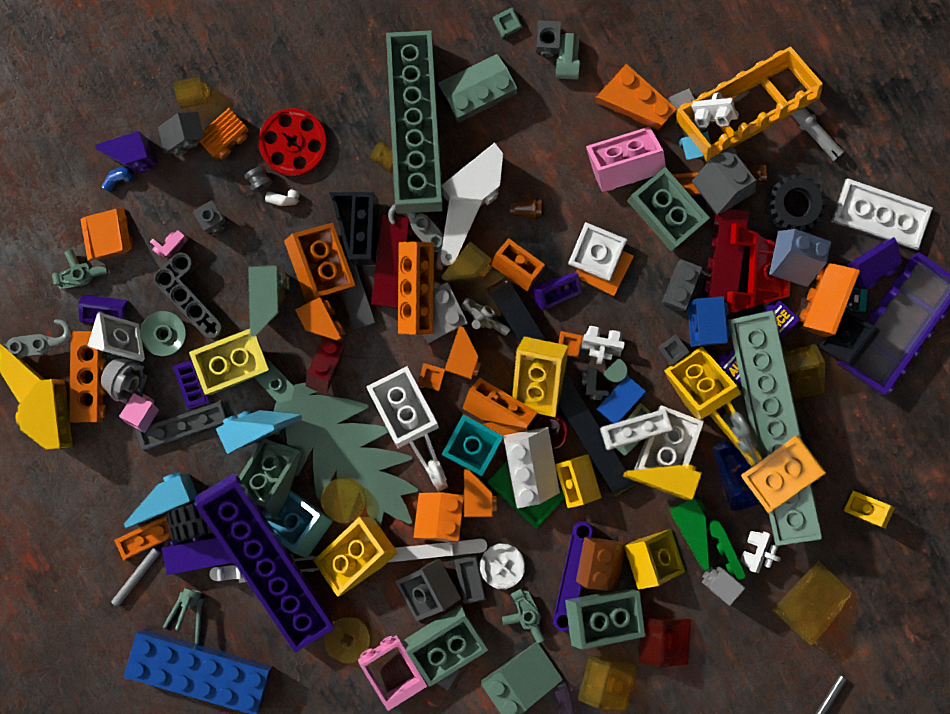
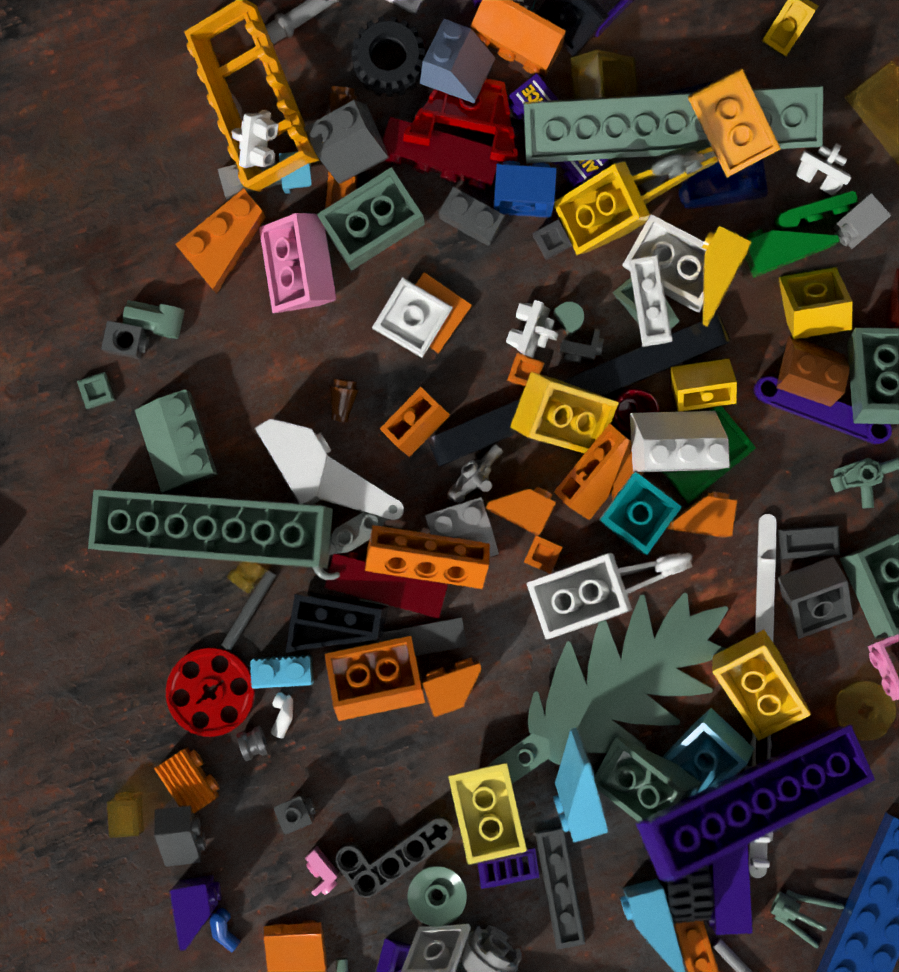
camera: 85 degrees left, 0 degrees up
(139, 412) = (535, 940): bright pink brick -> none
(266, 294) = (412, 752): sand green wedge -> none
(315, 192) = (281, 671): none -> medium azure brick
(324, 365) = (509, 689): dark red brick -> none
(343, 500) = (686, 690): clear yellow tile -> none
(362, 163) = (248, 610): none -> dark grey bar
(439, 517) = (724, 570): orange slope -> none
(468, 266) = (408, 484): clear yellow slope -> none
(502, 566) = (797, 498): white tile -> none
(546, 287) = (447, 379): dark purple slope -> none
(622, 401) = (609, 314): blue hinge -> none

